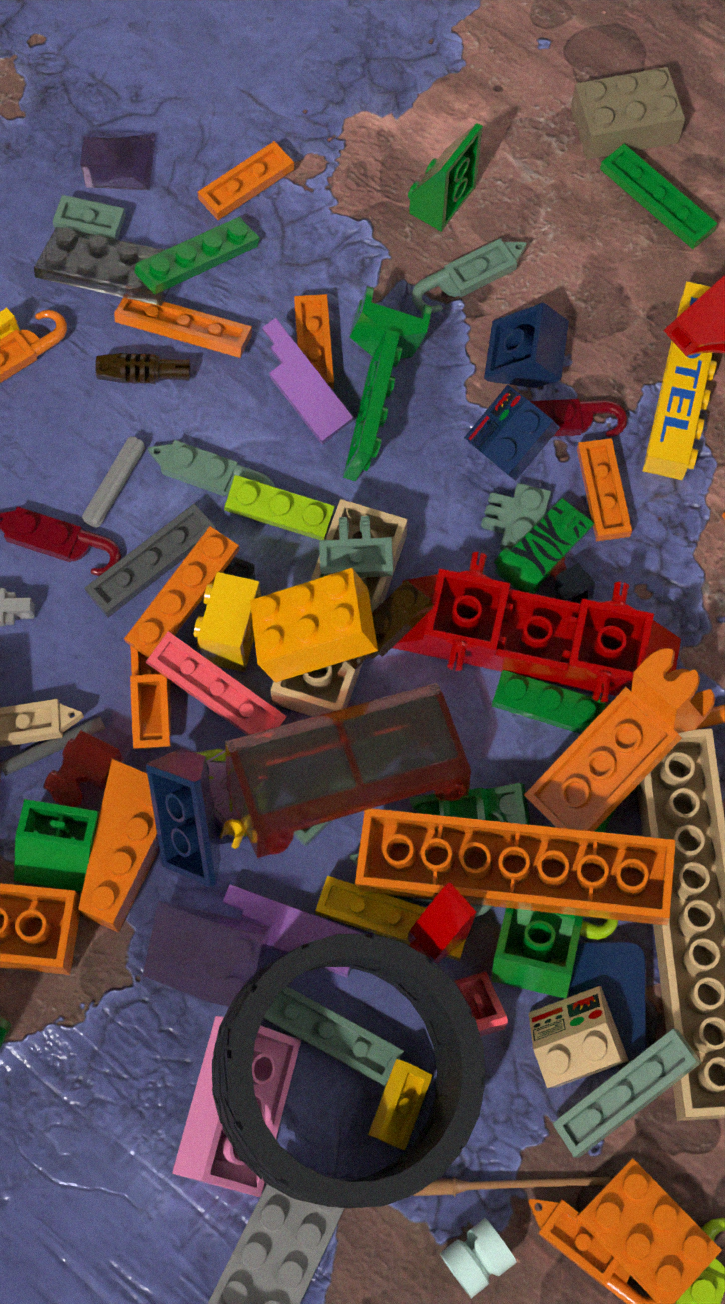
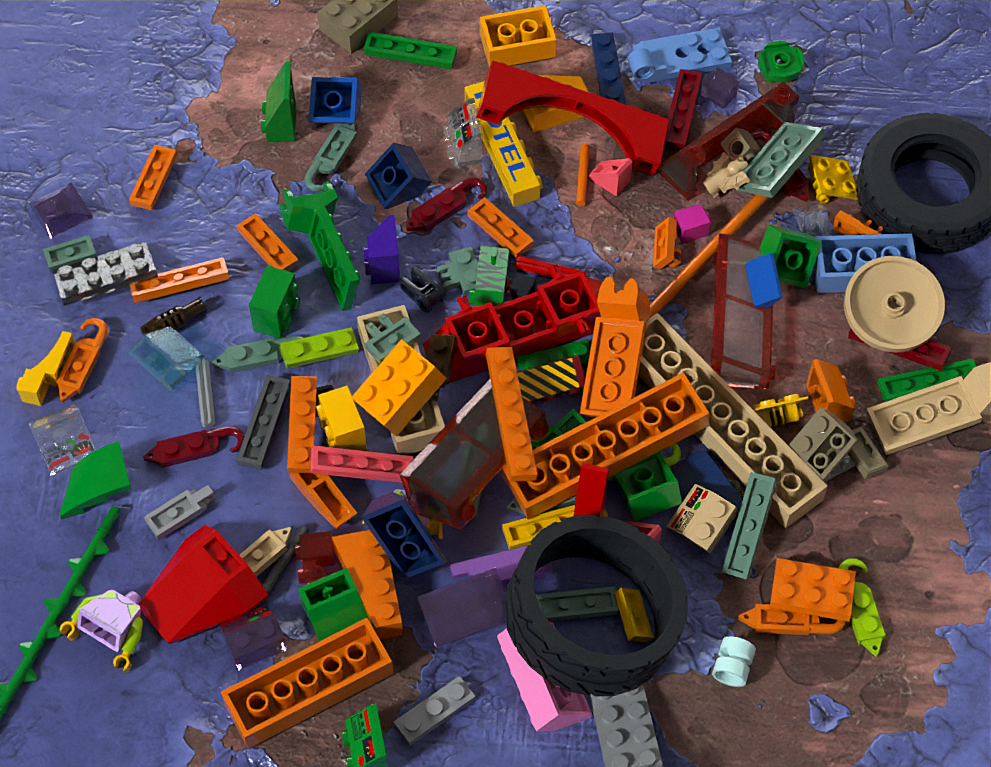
camera: 35 degrees left, 10 degrees down
(82, 1055) = (434, 710): none -> light grey plate
(96, 409) = (166, 356): none -> clear light blue slope
(196, 255) = (158, 235): green plate -> none
(263, 419) = (274, 302): none -> green brick
(305, 386) = (307, 277): medium lavender piece -> none
(422, 749) = (511, 414): none -> orange plate
(435, 435) = (382, 253): none -> dark purple slope
(452, 522) = (426, 292): none -> black piece
(454, 1186) = (693, 638): medium nougat piece -> none
(511, 724) = (551, 378): none -> brick
(512, 432) = (425, 225): dark blue slope -> none
(518, 208) = (335, 100): none -> blue slope
(619, 572) = (541, 267): none -> red axle
(641, 344) = (464, 135): none -> clear slope

